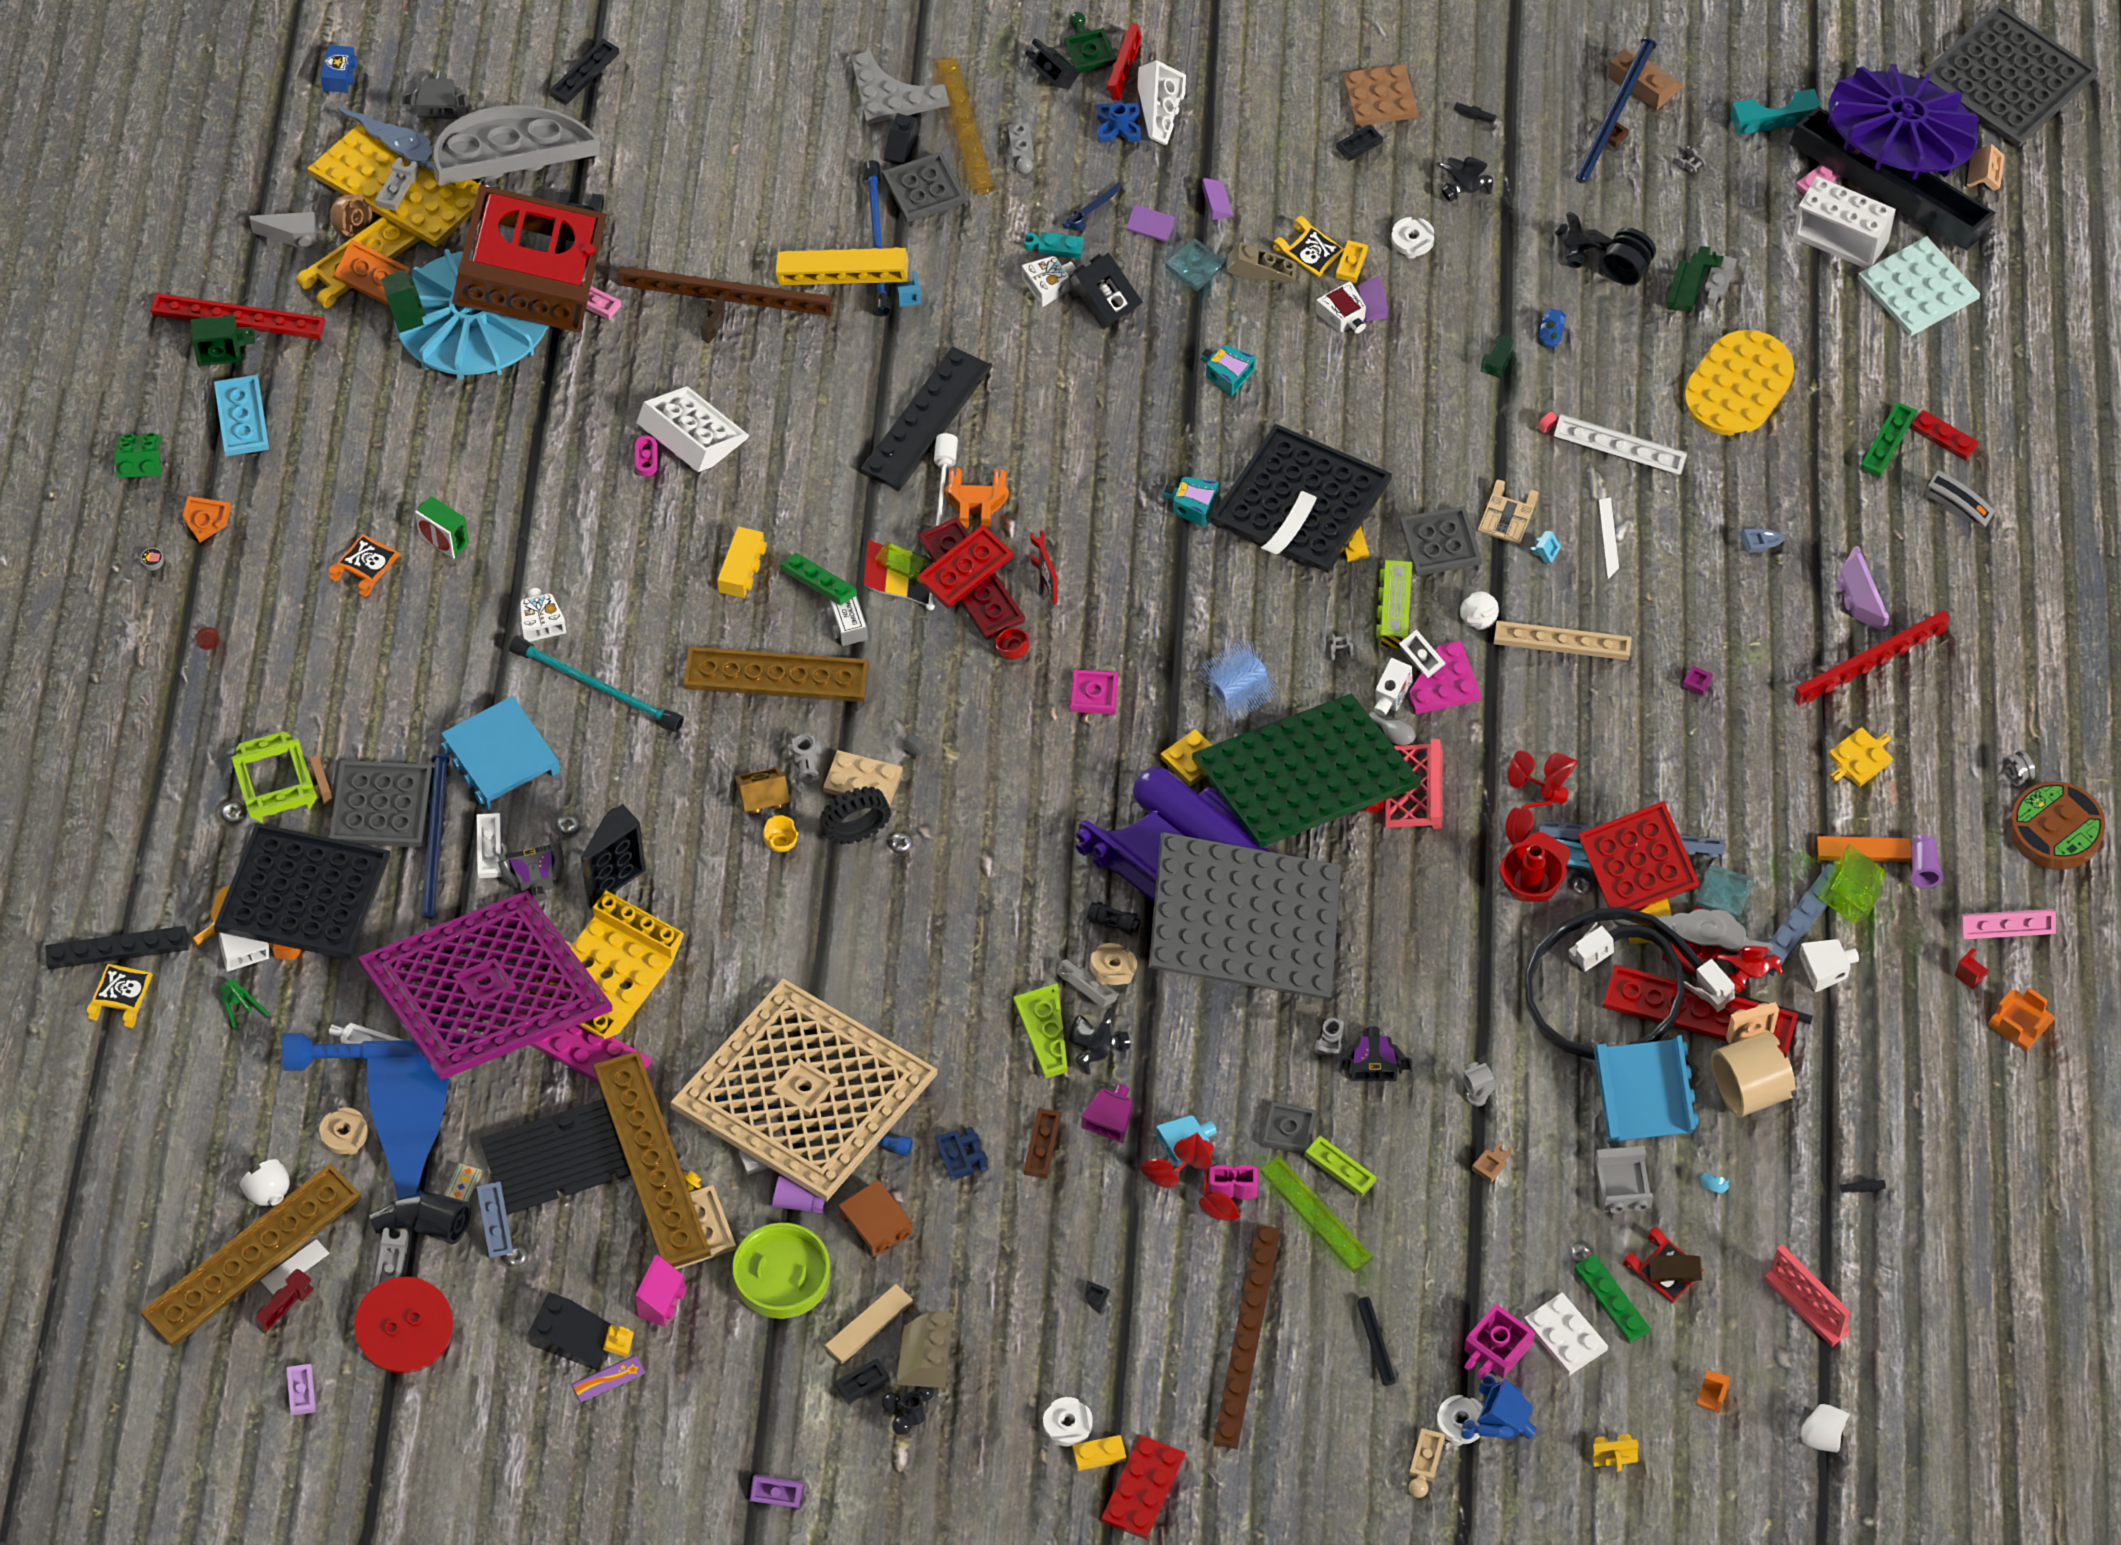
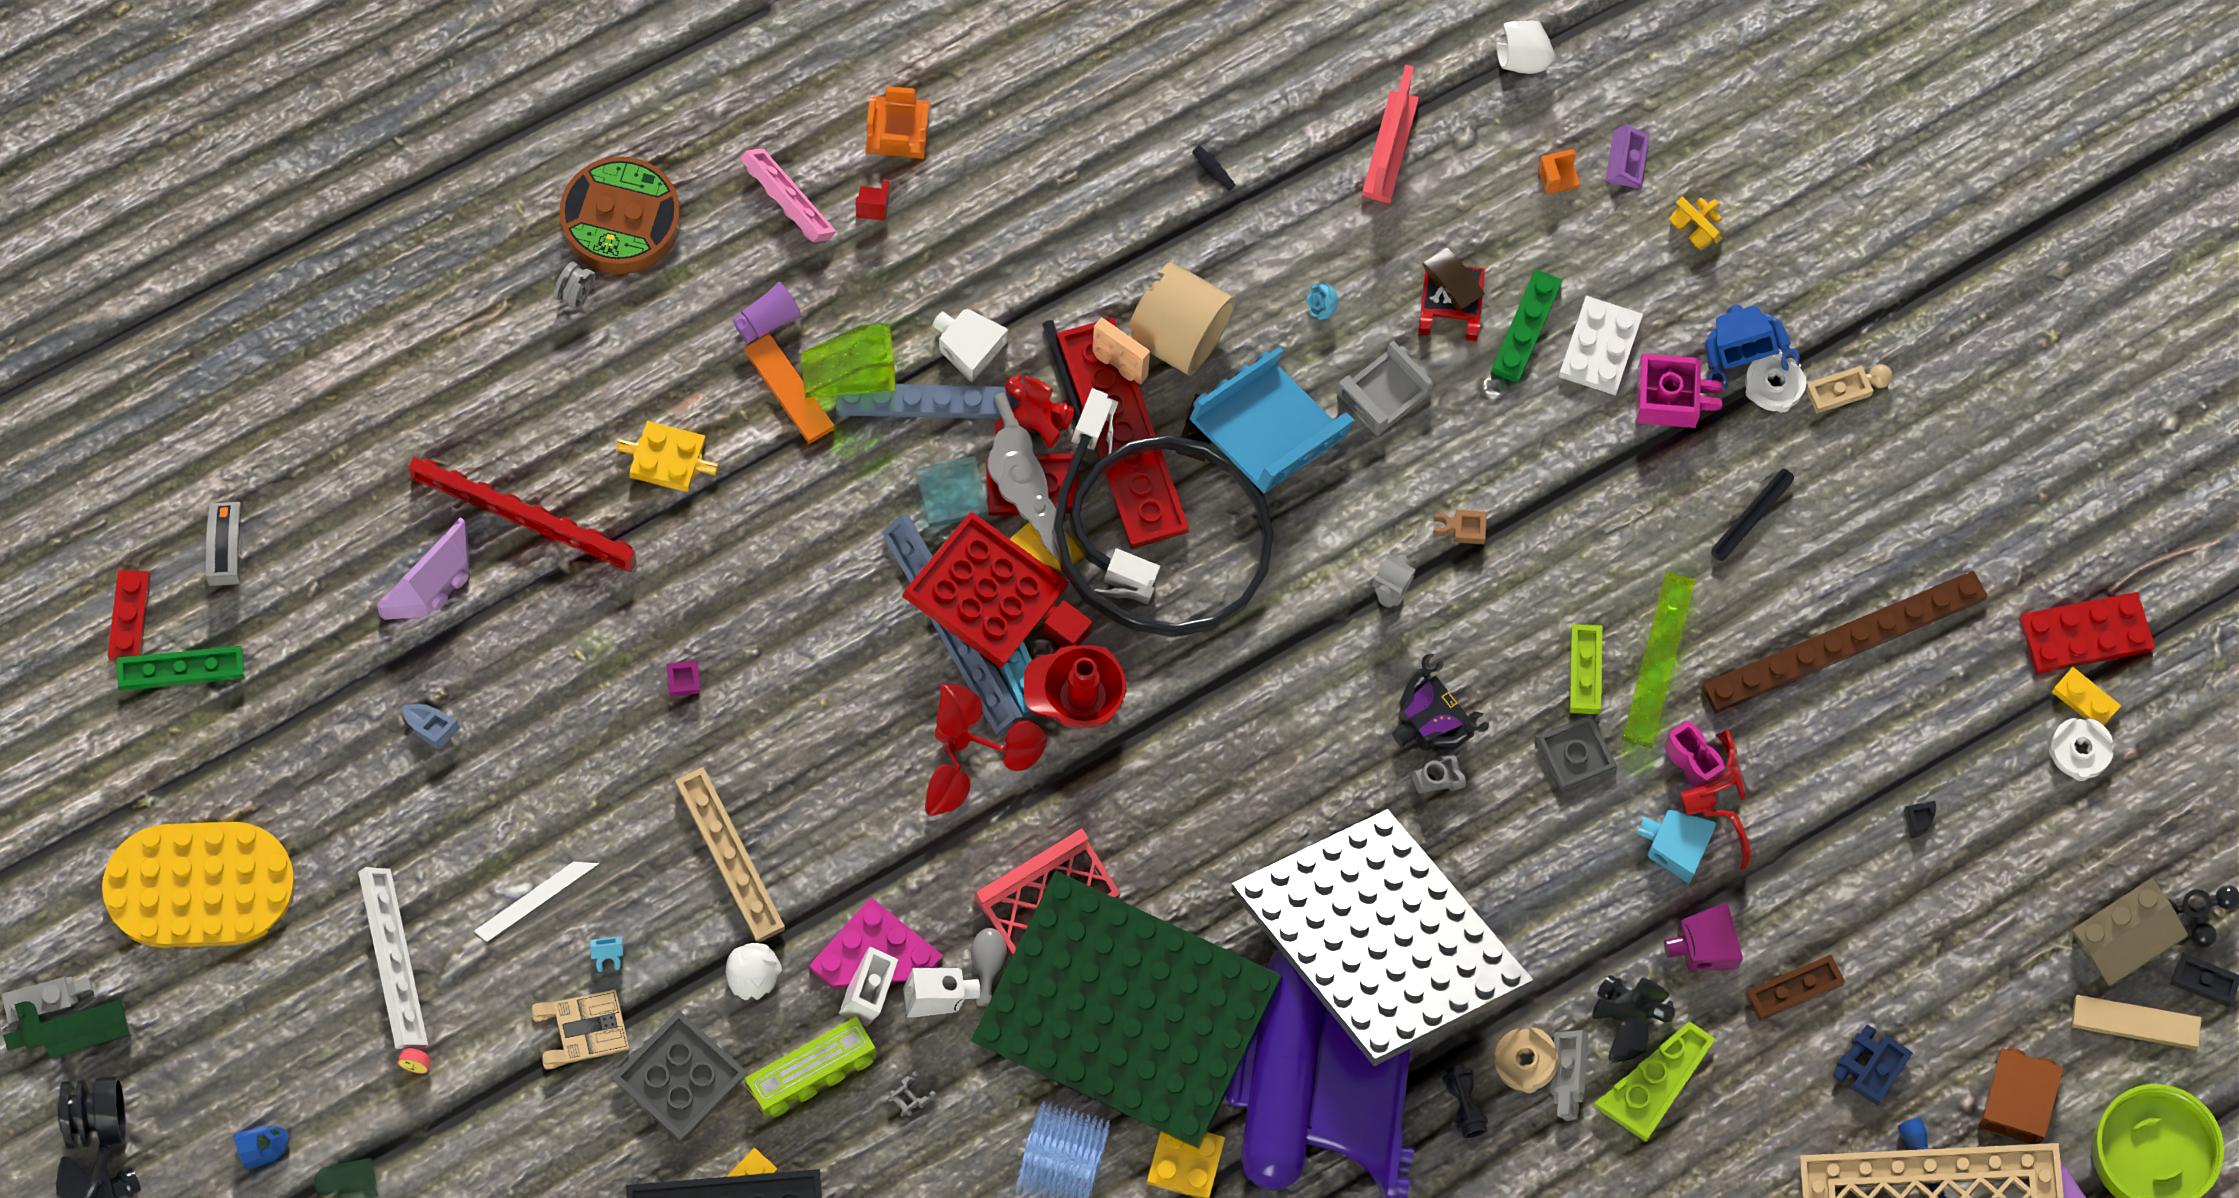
camera: 130 degrees left, 10 degrees up
(1583, 897) = (1066, 625): none -> red brick
(1697, 1448) = (1627, 157): none -> medium lavender slope

